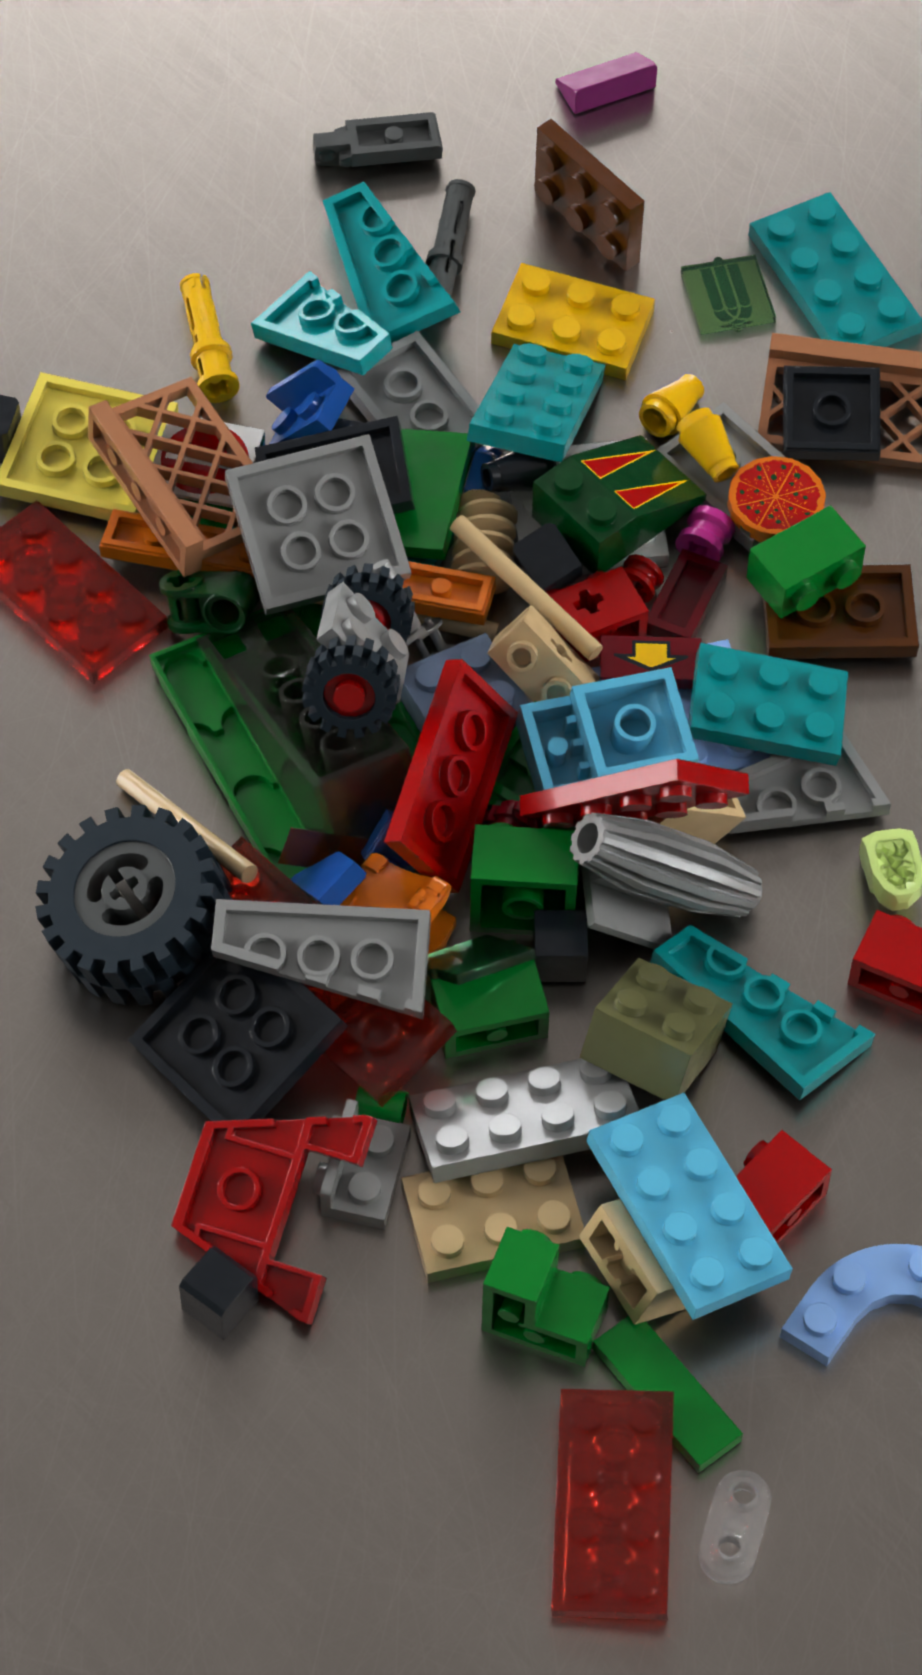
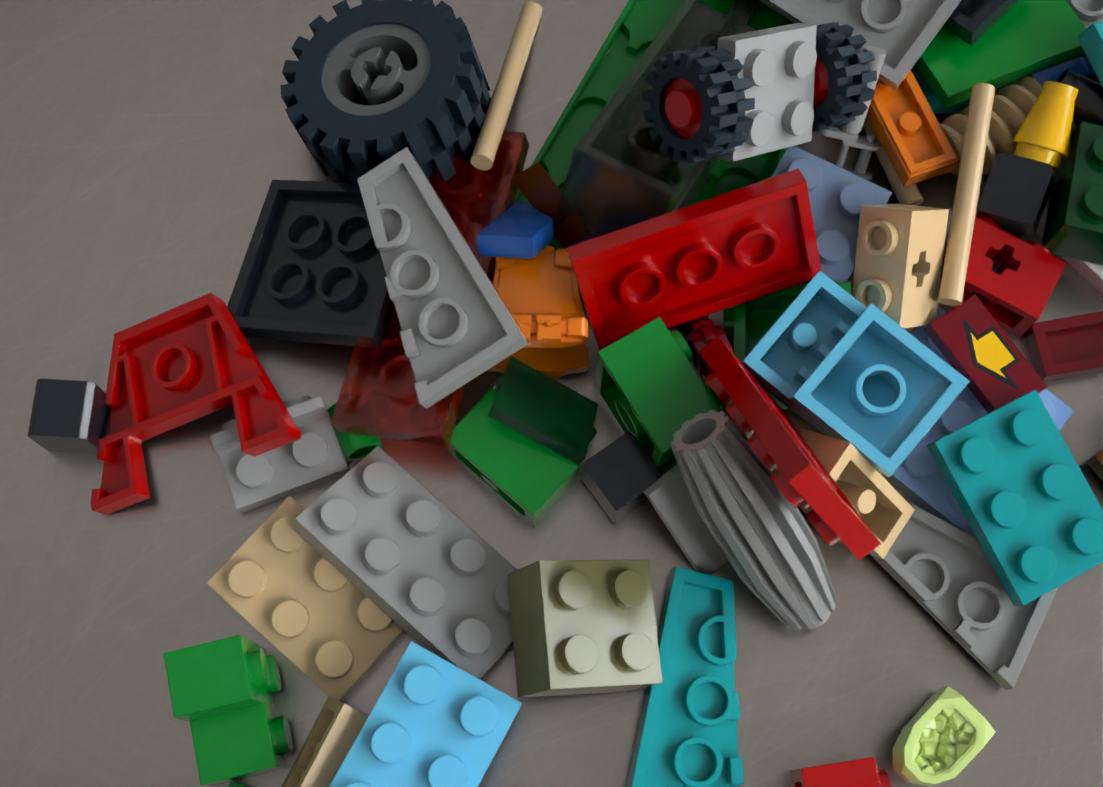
camera: 55 degrees right, 15 degrees up
(517, 506) = (1048, 125): none -> yellow cone
(644, 575) = (1075, 289): red bush -> none

